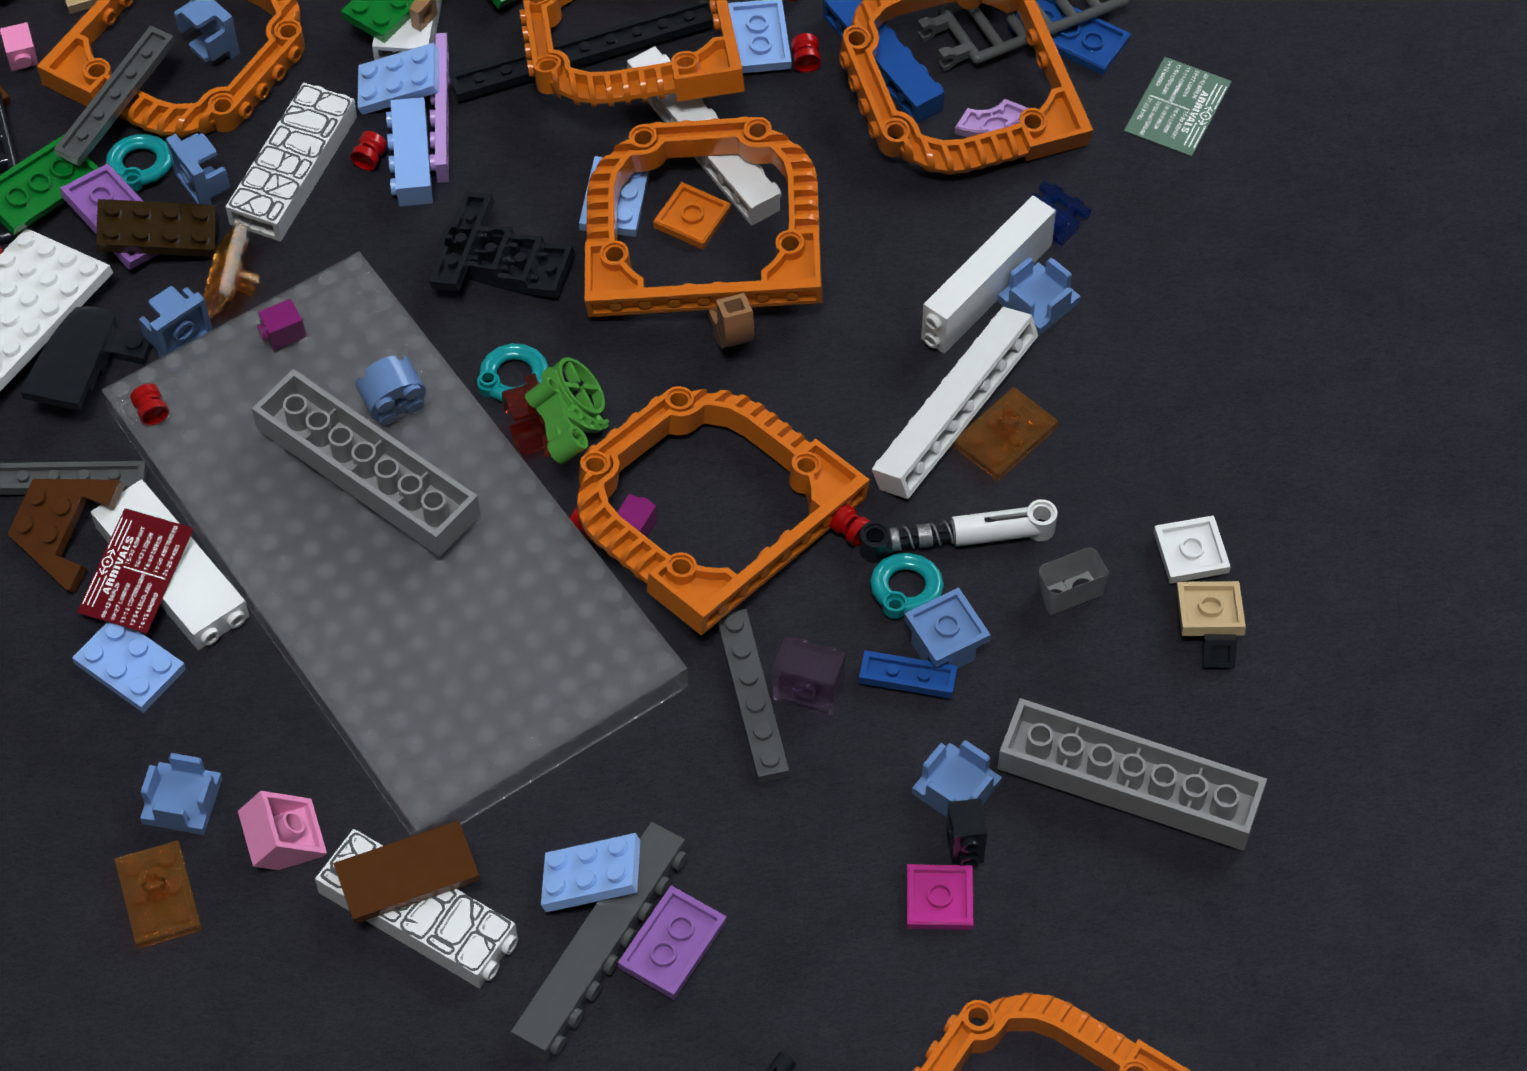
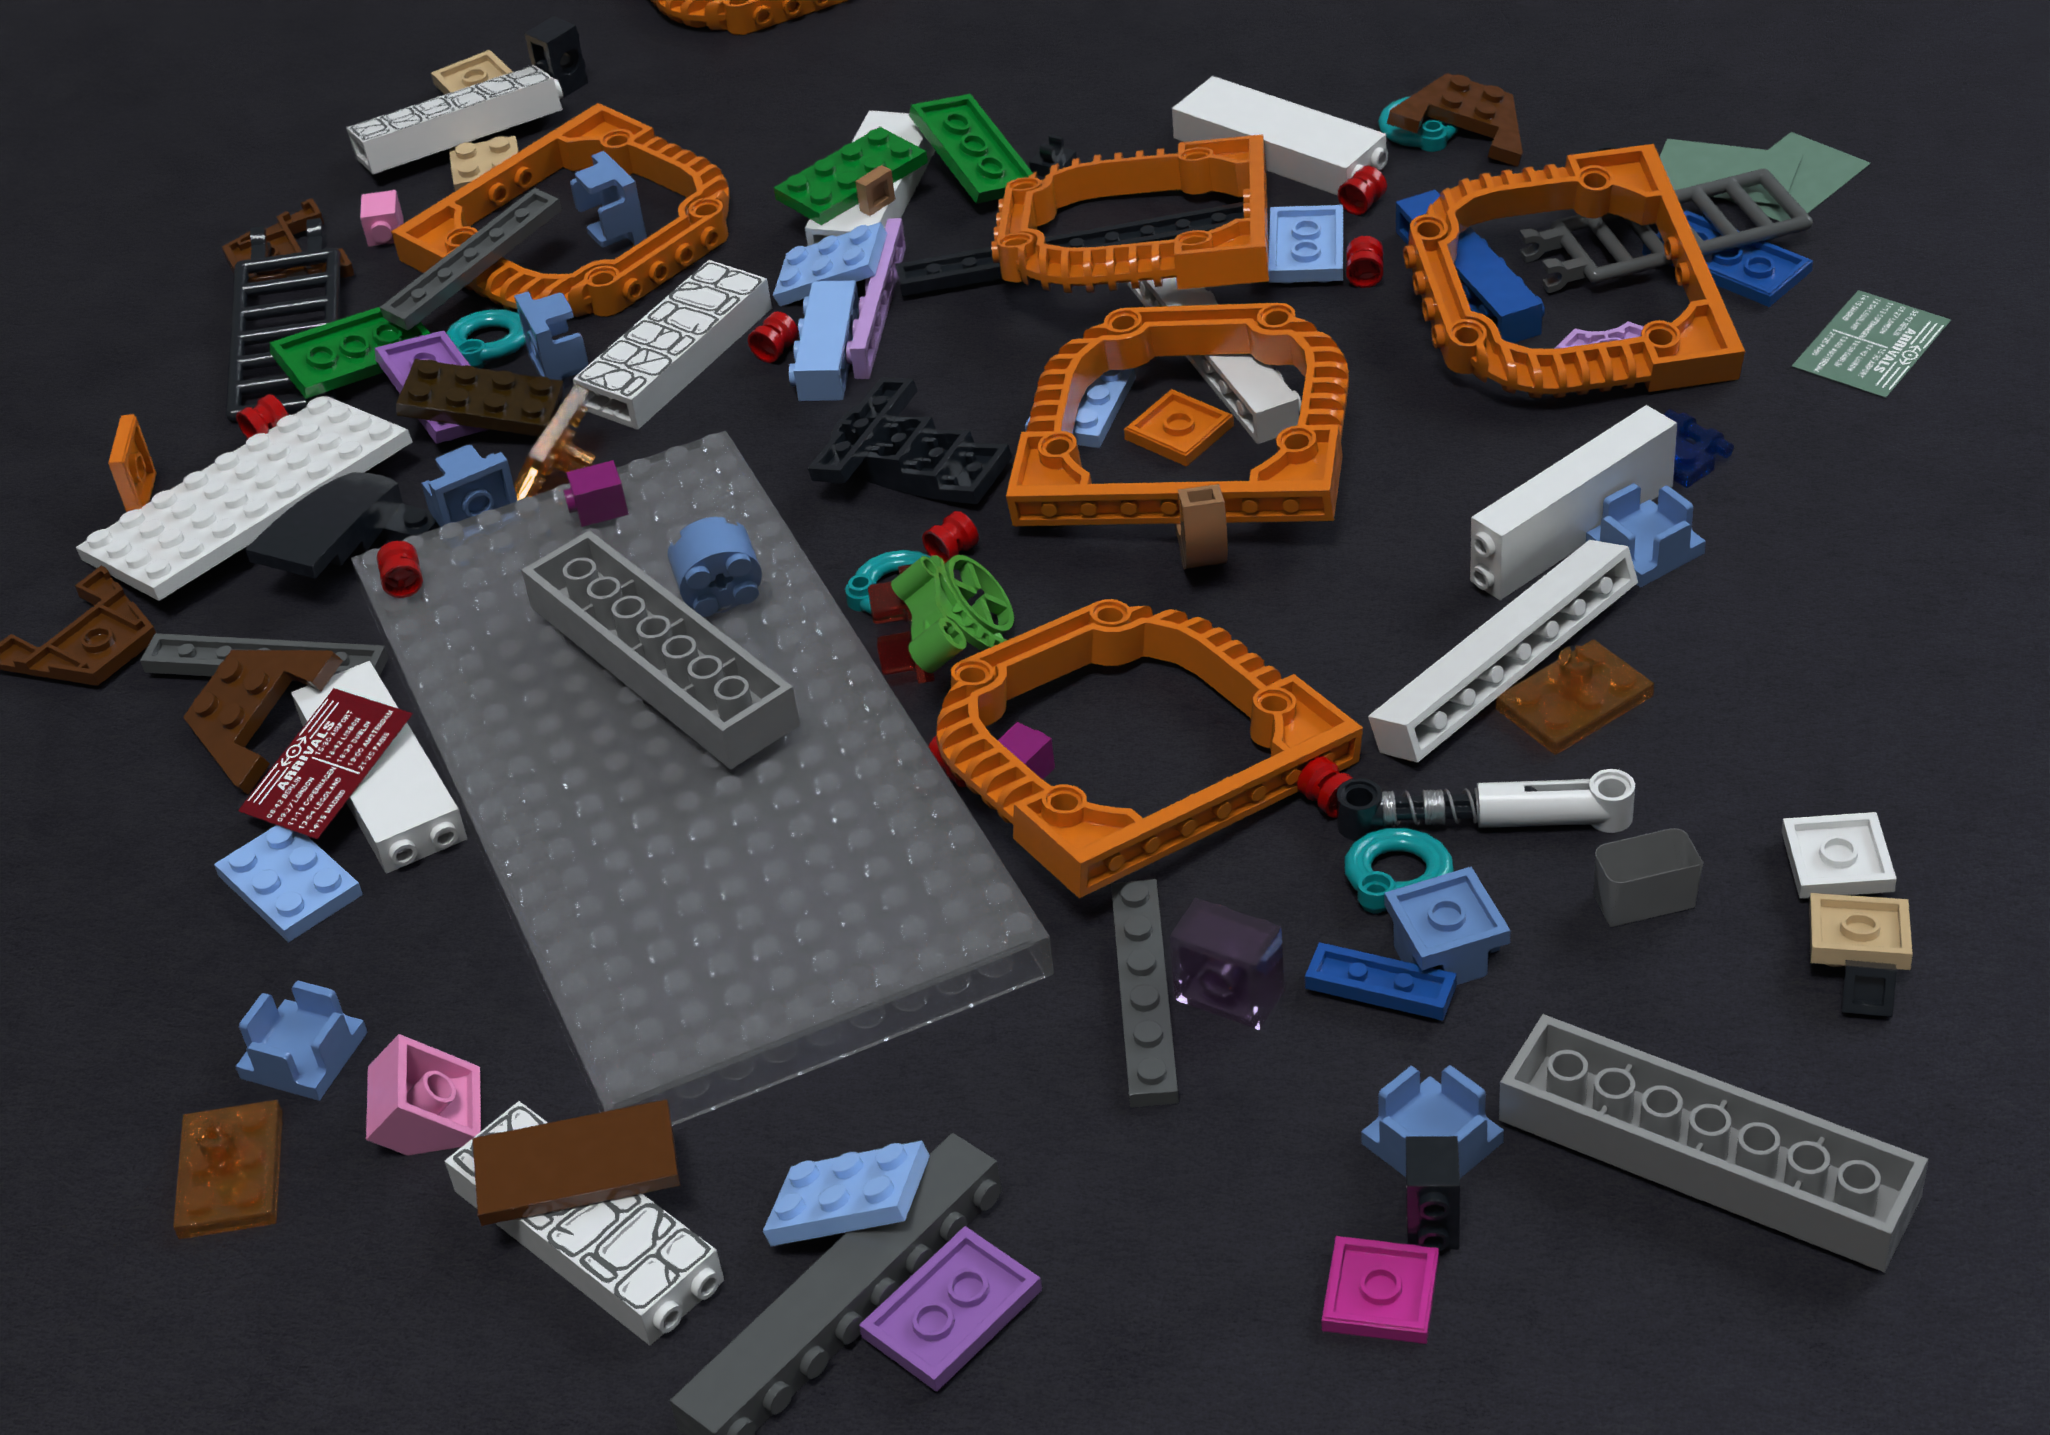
camera: 15 degrees right, 15 degrees down
(545, 332) = (954, 535): none -> red wheel

